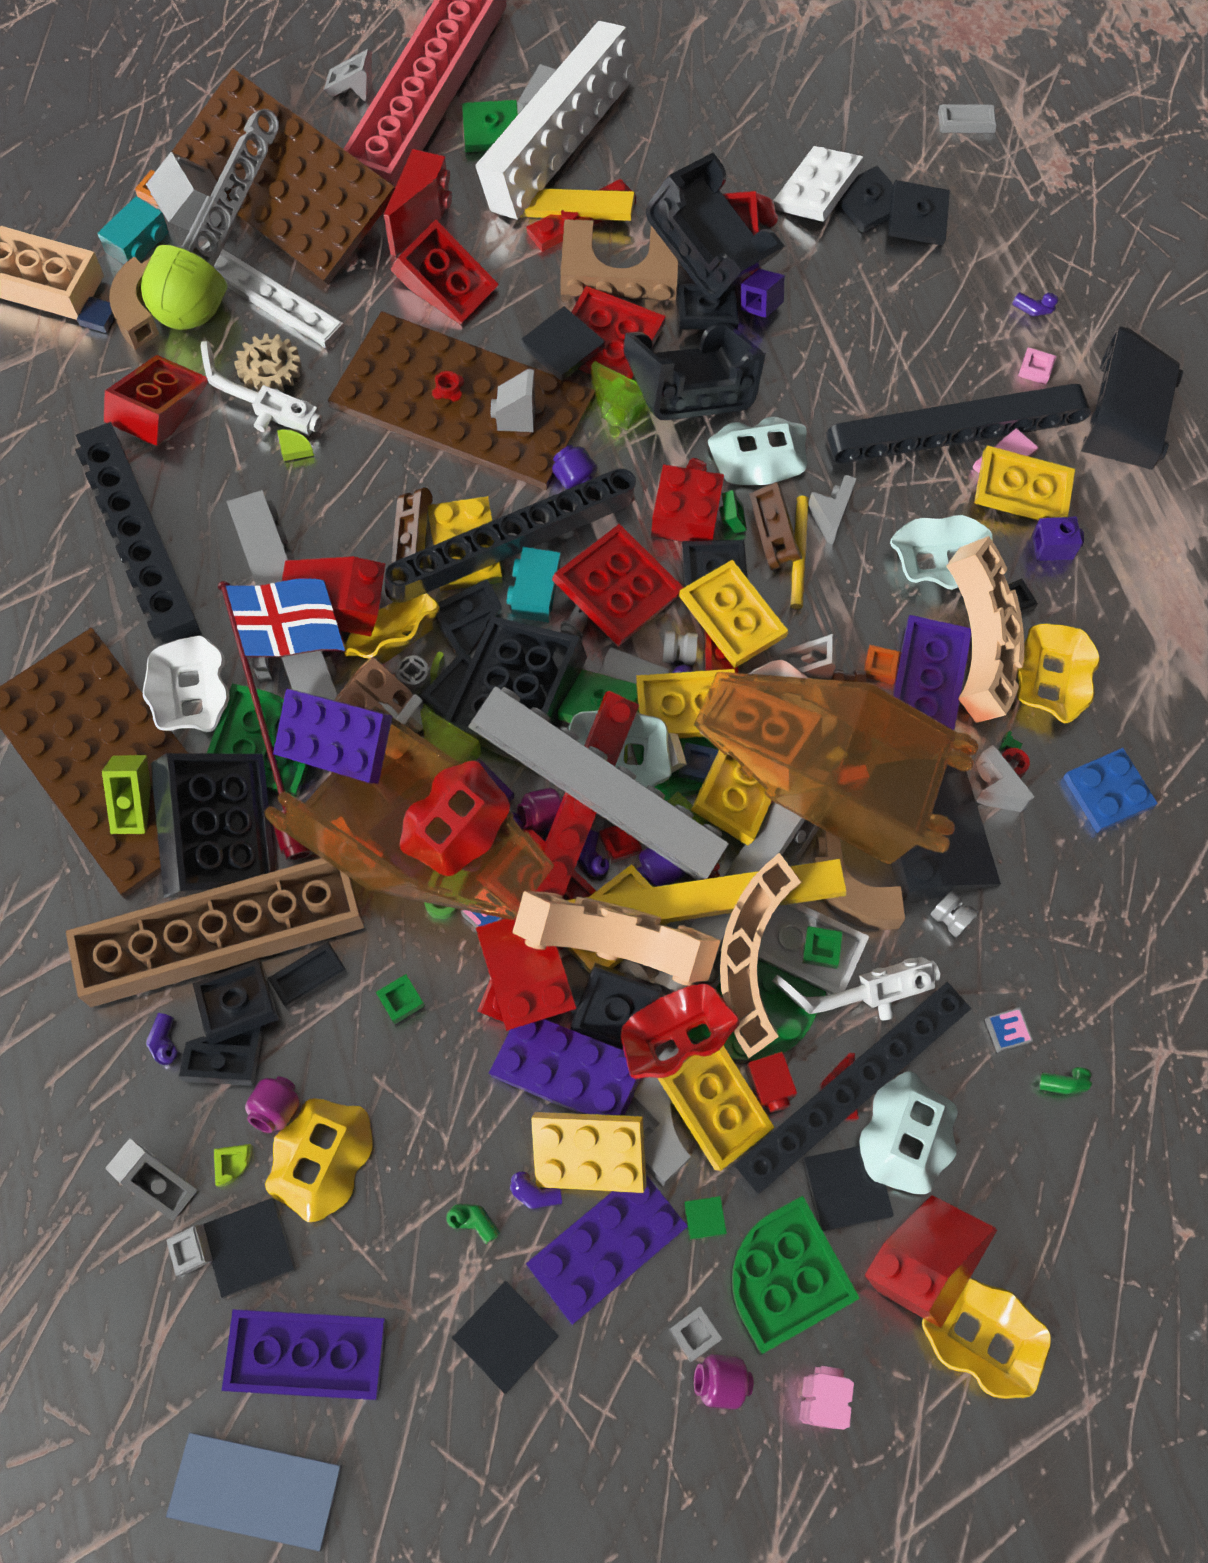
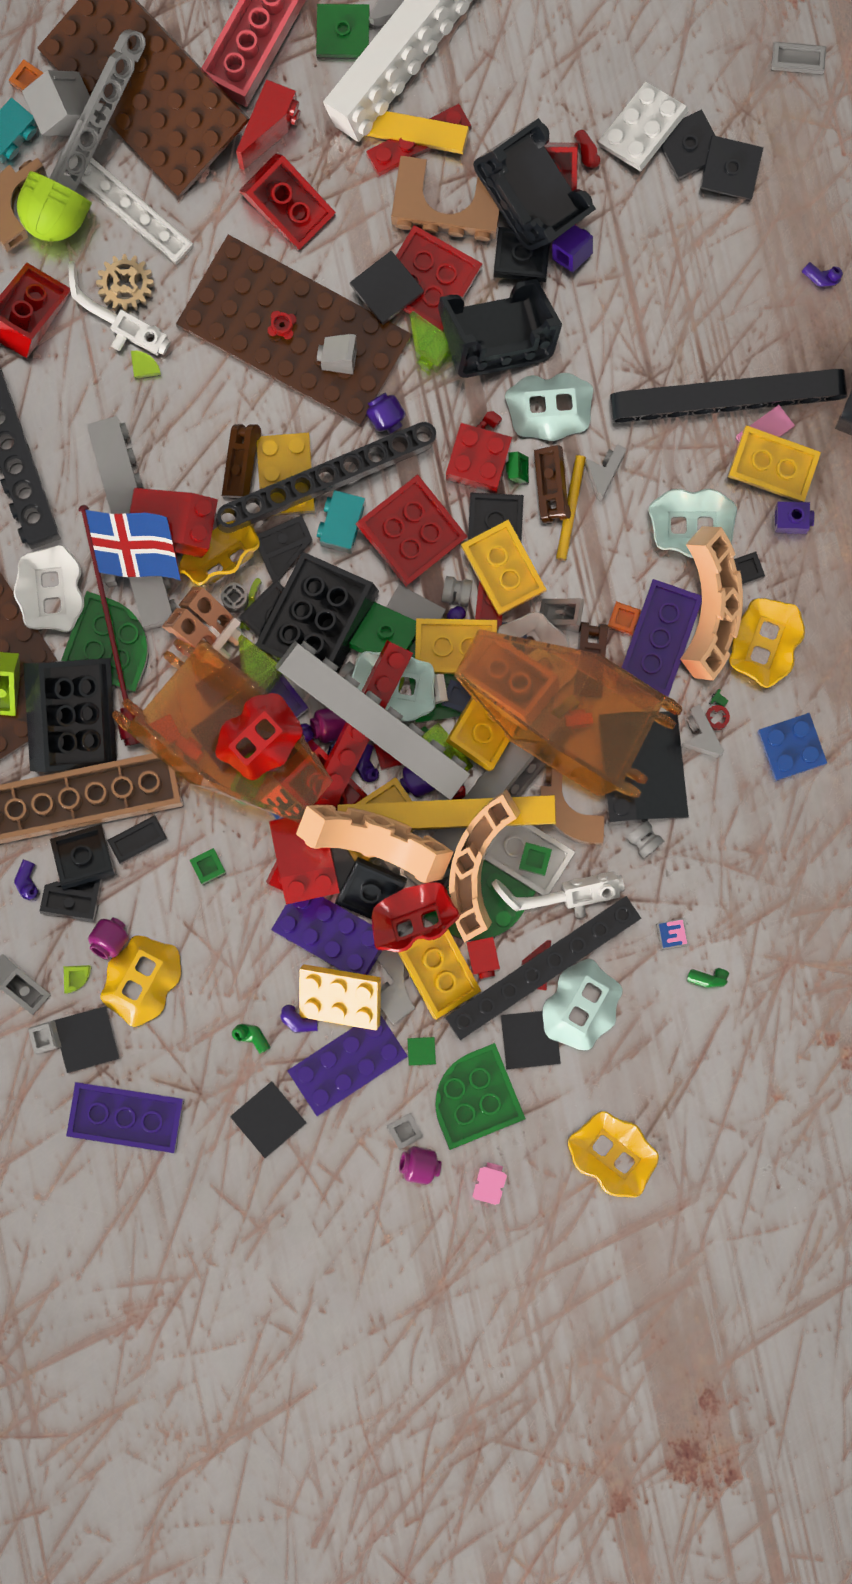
camera: 10 degrees right, 15 degrees up
(254, 1491) = (86, 1204): sand blue tile -> none
(333, 735) = (167, 655): dark purple plate -> none
(576, 623) = (370, 563): dark grey pin -> none
(930, 1259) = (580, 1096): red slope -> none
(1037, 366) = (811, 339): bright pink tile -> none

